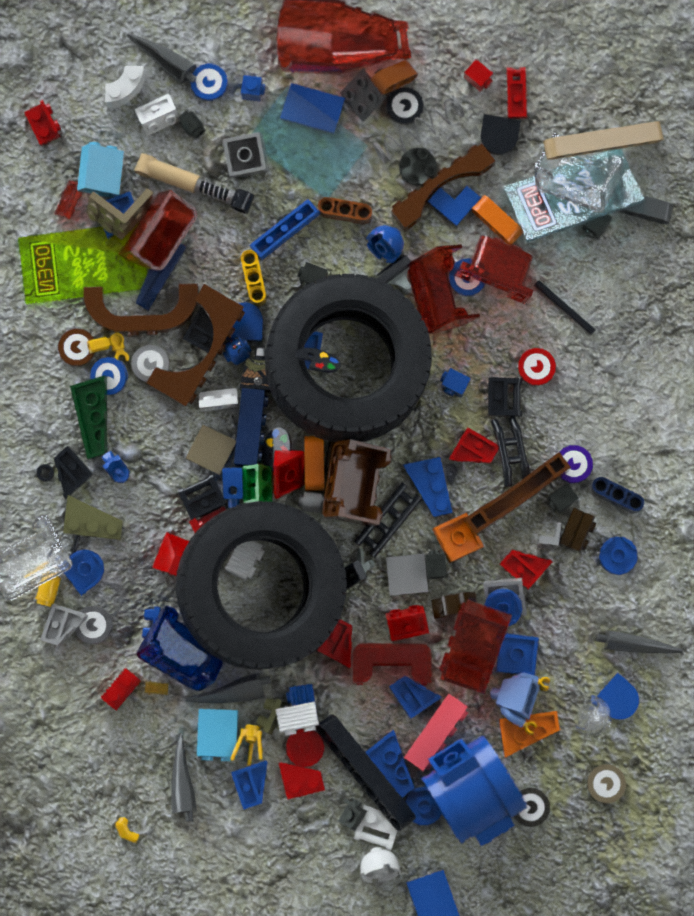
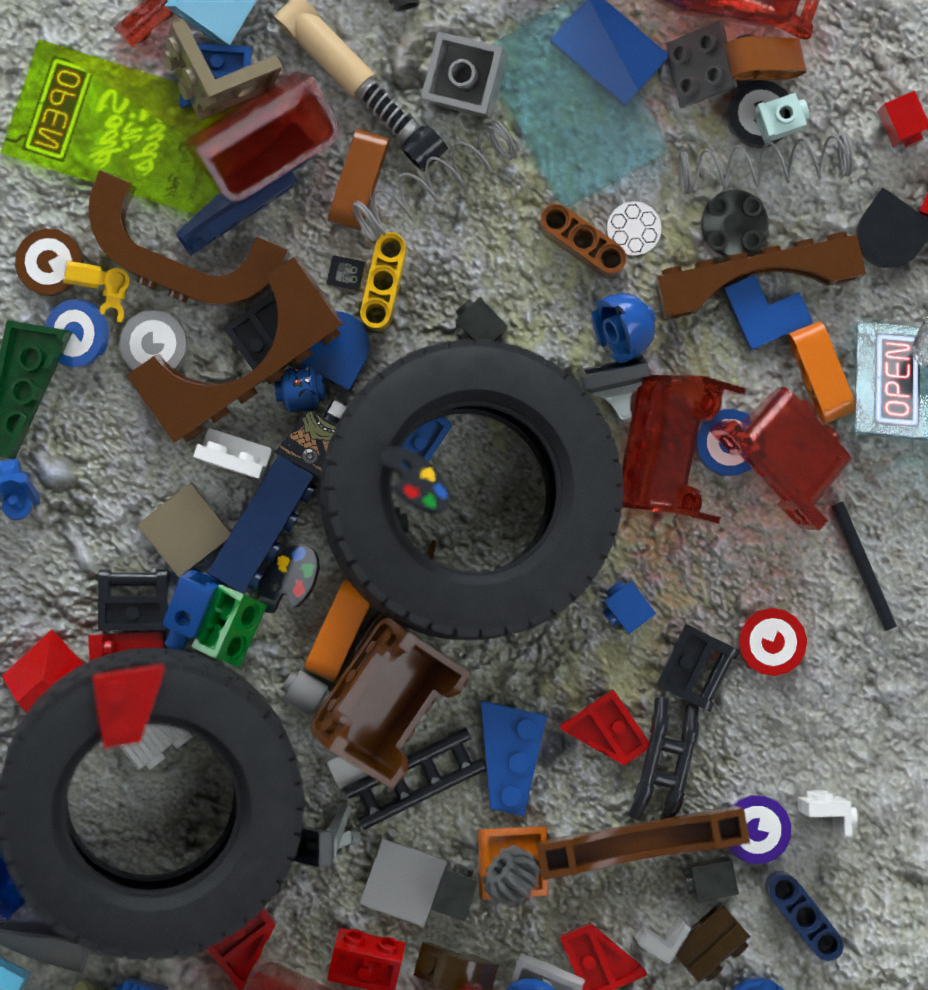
camera: 20 degrees right, 5 degrees up
(216, 232) = (358, 177): none -> dark orange beam
(228, 533) = (126, 702): none -> red wing
(231, 283) = (345, 273): none -> black sticker
(238, 250) = (377, 226): none -> light grey piece
(284, 229) = (471, 226): blue brick -> none
(288, 471) = (287, 627): red slope -> none
(351, 532) = (344, 772): none -> white sticker
(368, 192) = (634, 227): none -> white sticker
(413, 108) = (773, 125): none -> light aqua brick
(459, 540) = (511, 876): none -> dark grey gear
(600, 433) = (825, 804): none -> white bracket

